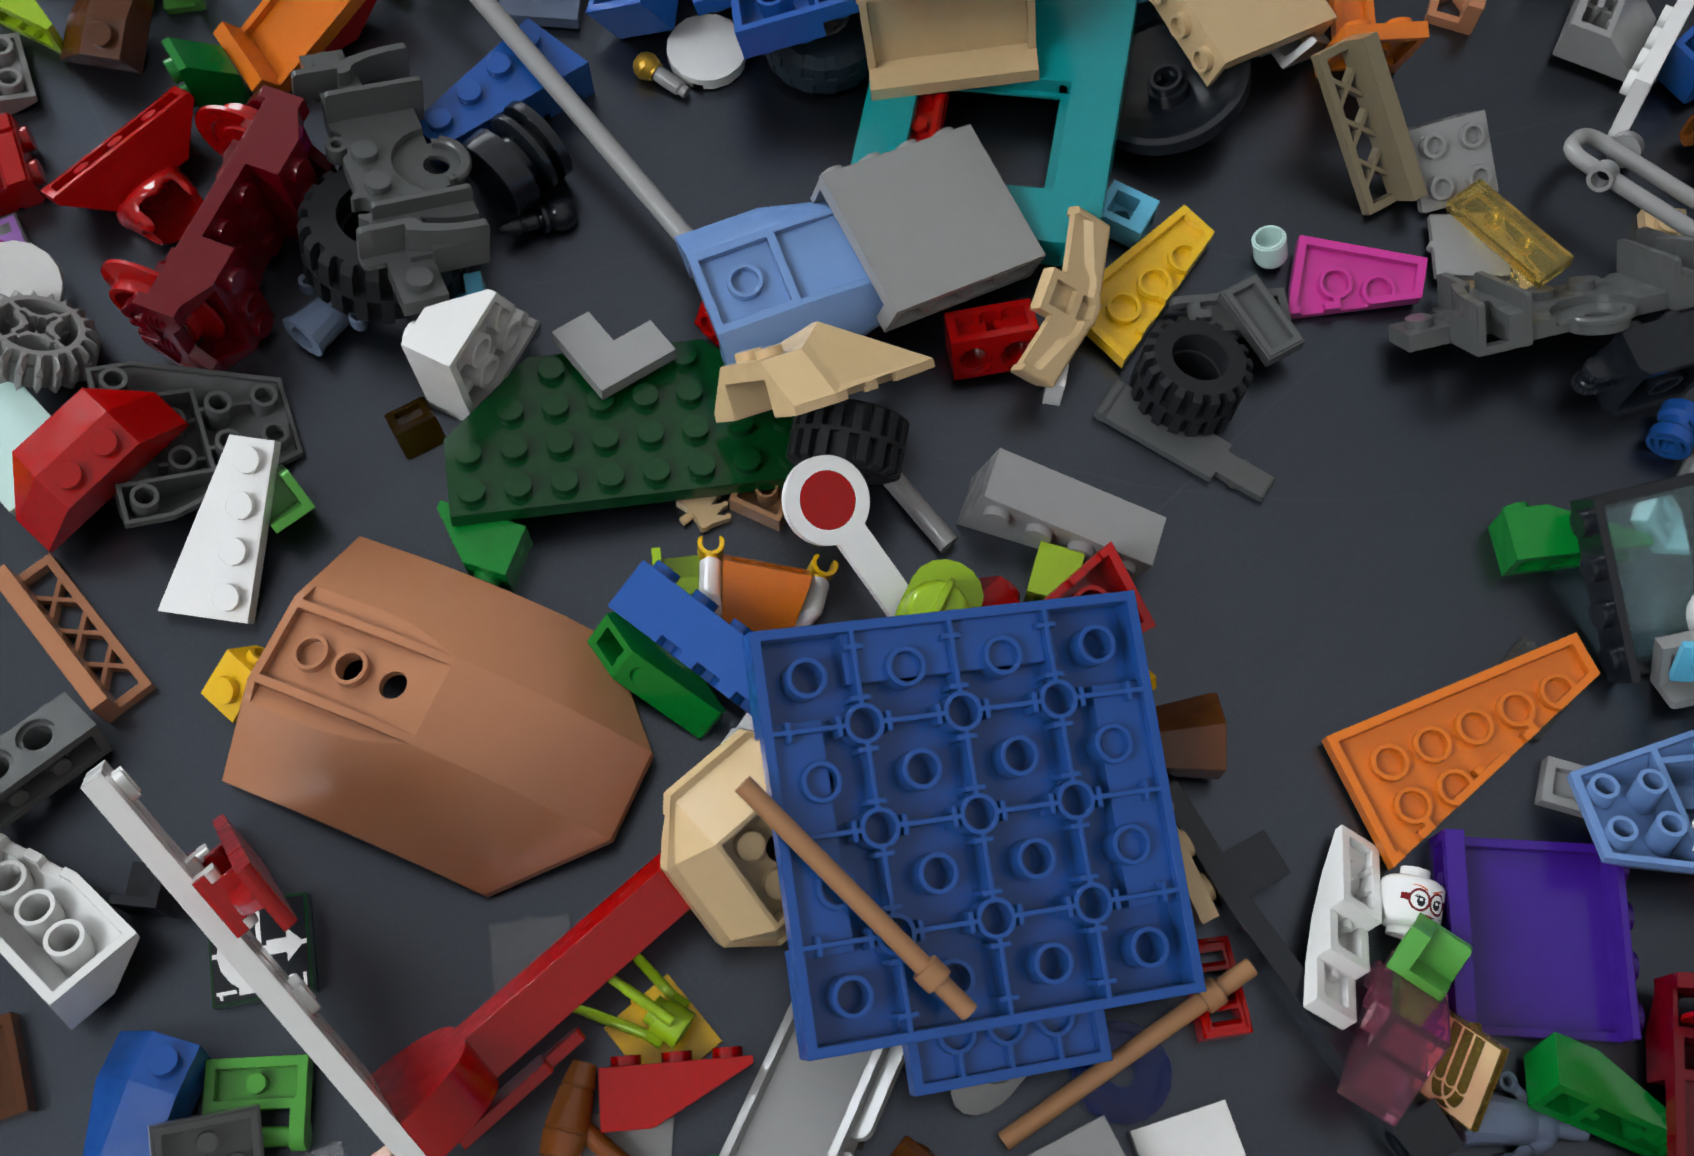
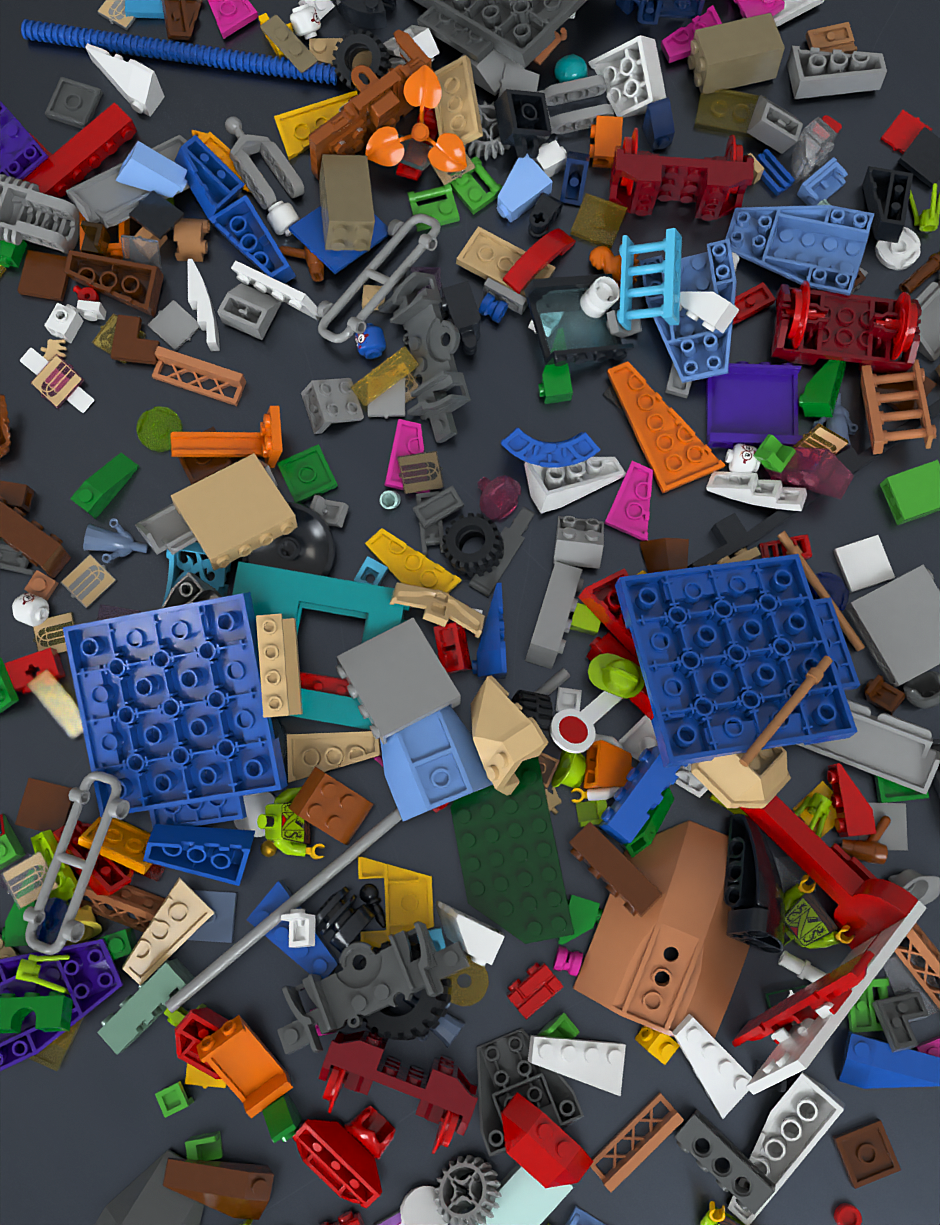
camera: 90 degrees left, 10 degrees up
(200, 759) = (715, 1068): none -> white wing
(346, 967) = (801, 968): none -> white pin
(364, 467) = (534, 989): none -> red brick
(370, 367) = (477, 988): none -> clear yellow tile
(409, 525) = (573, 962): none -> dark pink wheel
(415, 427) = (505, 966): dark brown slope -> none
(437, 979) = (808, 921): none -> torso
(502, 83) = (300, 928): none -> white bracket
(505, 860) = (753, 888): none -> black panel
(549, 267) = (406, 899): none -> yellow wing
(559, 588) = (615, 870): none -> reddish brown wedge
(611, 363) = (475, 854): light grey tile -> none
(687, 83) = (285, 828): none -> lime torso
(706, 139) = (331, 806): none -> dark orange brick
(761, 540) = (570, 770): none -> lime piece
(803, 135) = (328, 751): none -> tan wing
(899, 544) = (568, 699): none -> white tile
(1000, 411) = (492, 647): none -> blue wedge
(1208, 570) = (579, 542): none -> light grey slope
(1241, 147) = (332, 511): none -> light grey bracket
(1288, 422) = (498, 496): none -> clear pink tile
(1298, 121) = (307, 474): none -> green plate
(1298, 678) = (632, 503): none -> dark pink wing
(1327, 295) = (420, 472): none -> clear smoke piece
(1332, 550) = (560, 486): none -> white wedge
(1382, 118) = (319, 438): dark tan fence -> none
(1386, 483) = (550, 453): none -> blue fence
(1575, 215) = (371, 342): none -> blue head

